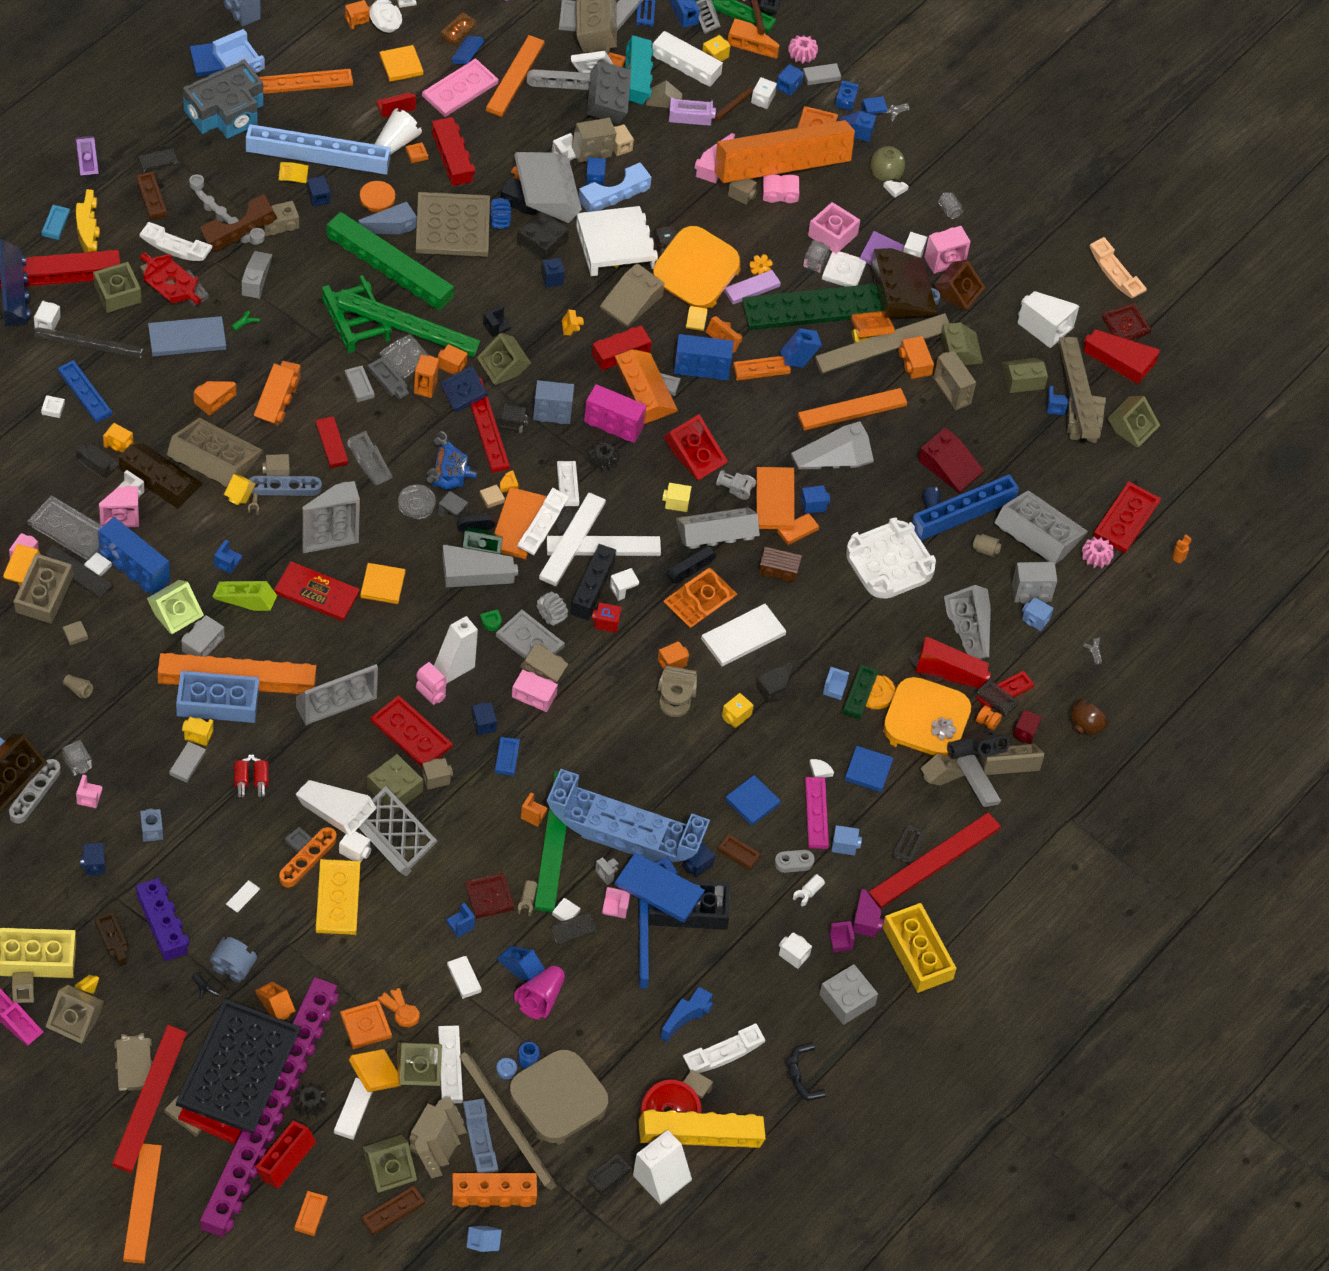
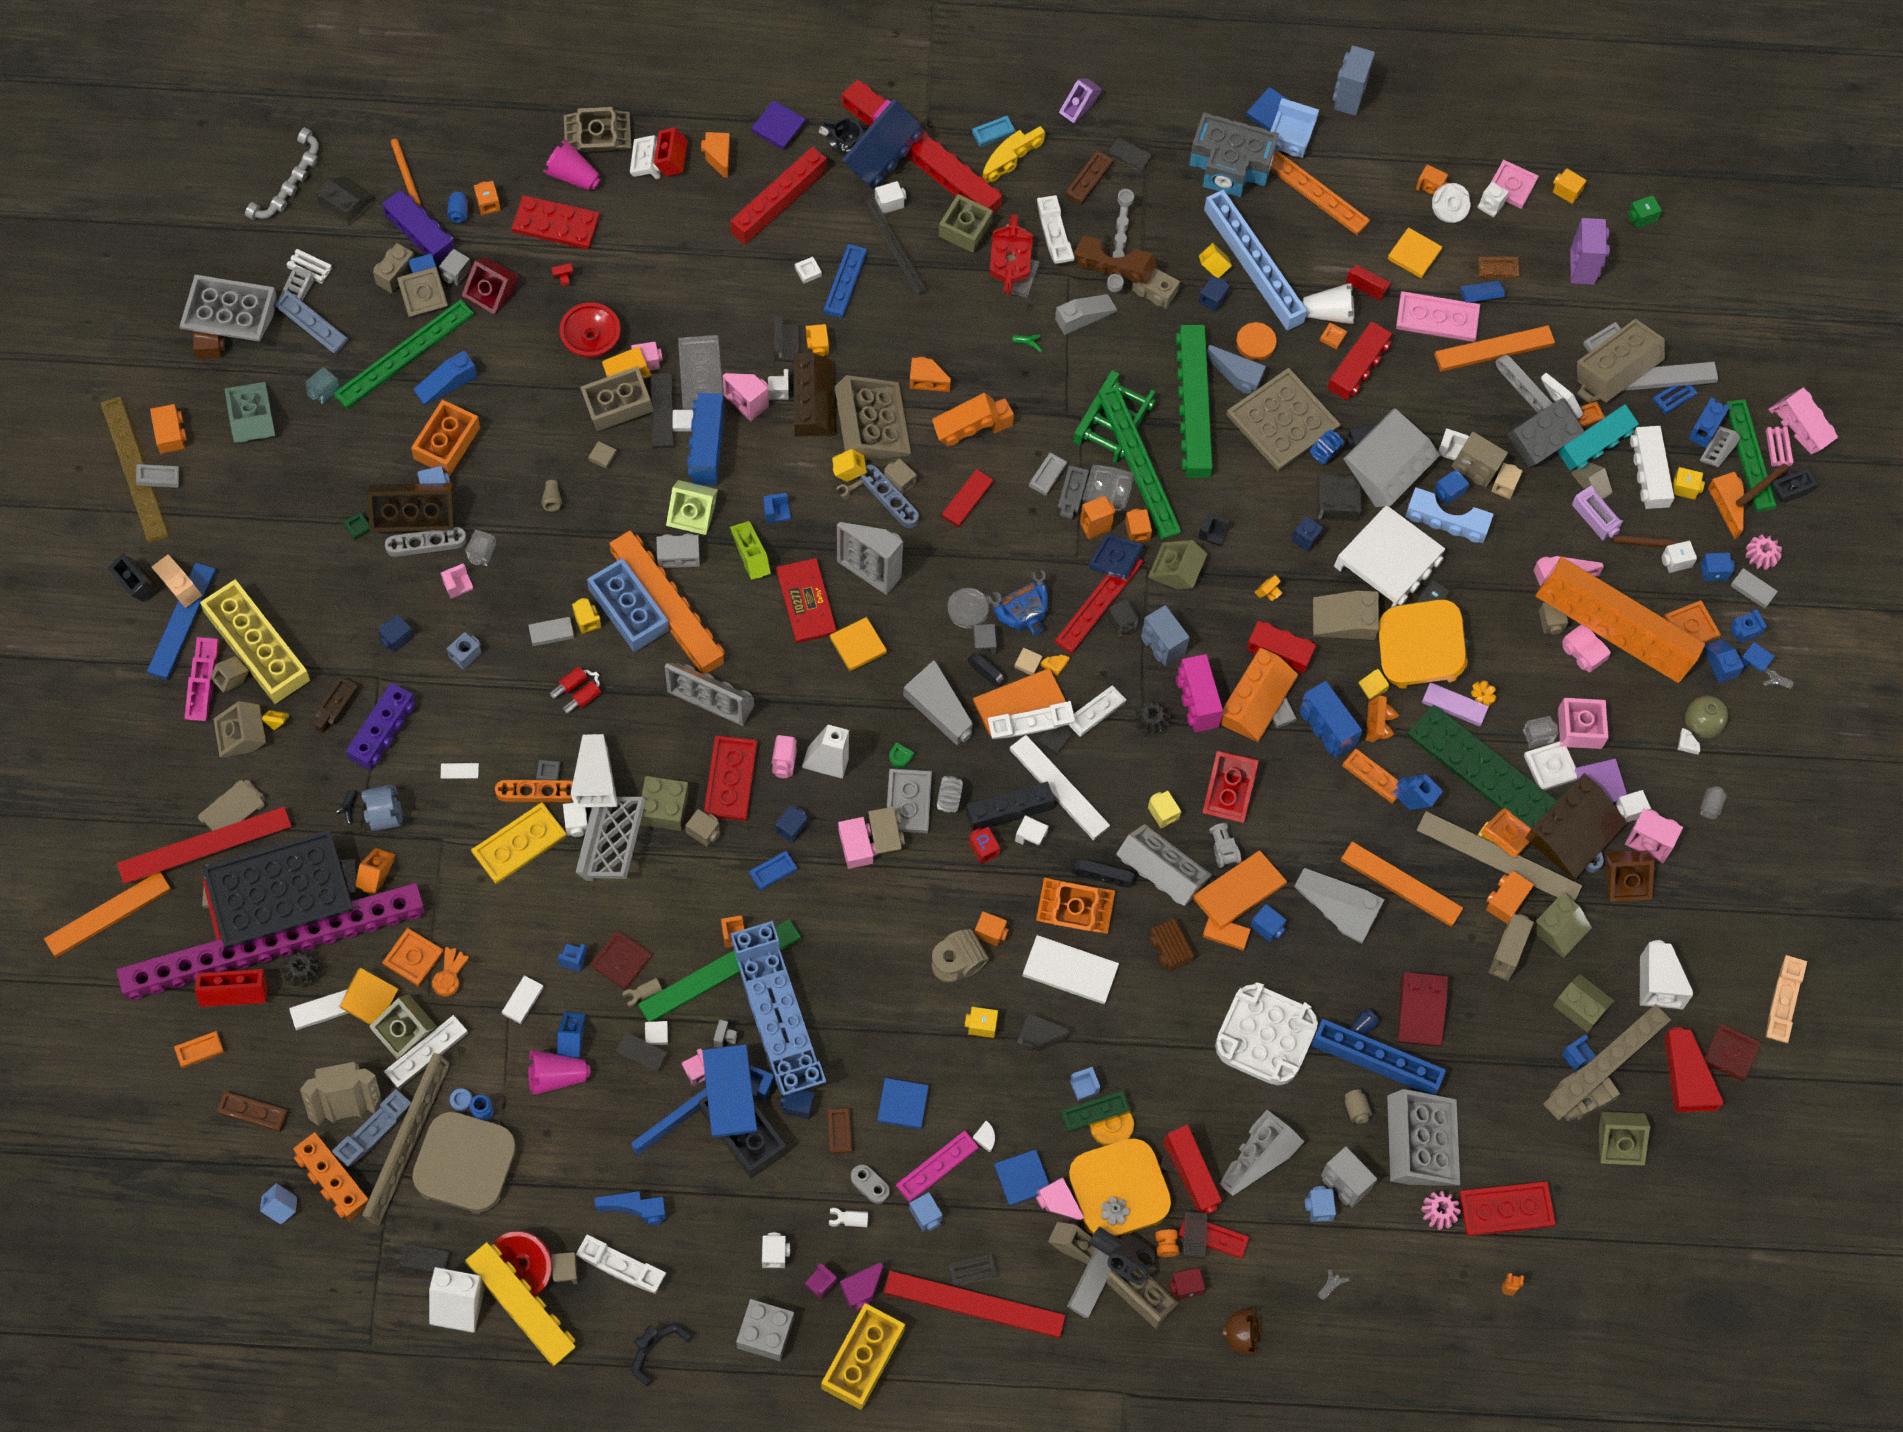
camera: 55 degrees right, 10 degrees up
(187, 336) = (971, 311): sand blue tile -> none
(369, 458) = (975, 539): clear slope -> none
(390, 1163) = (288, 1072): olive slope -> none
(482, 540) = (967, 686): dark green slope -> none
(572, 539) = (1039, 757): white tile -> none
(906, 755) = (1059, 1200): none -> bright pink slope

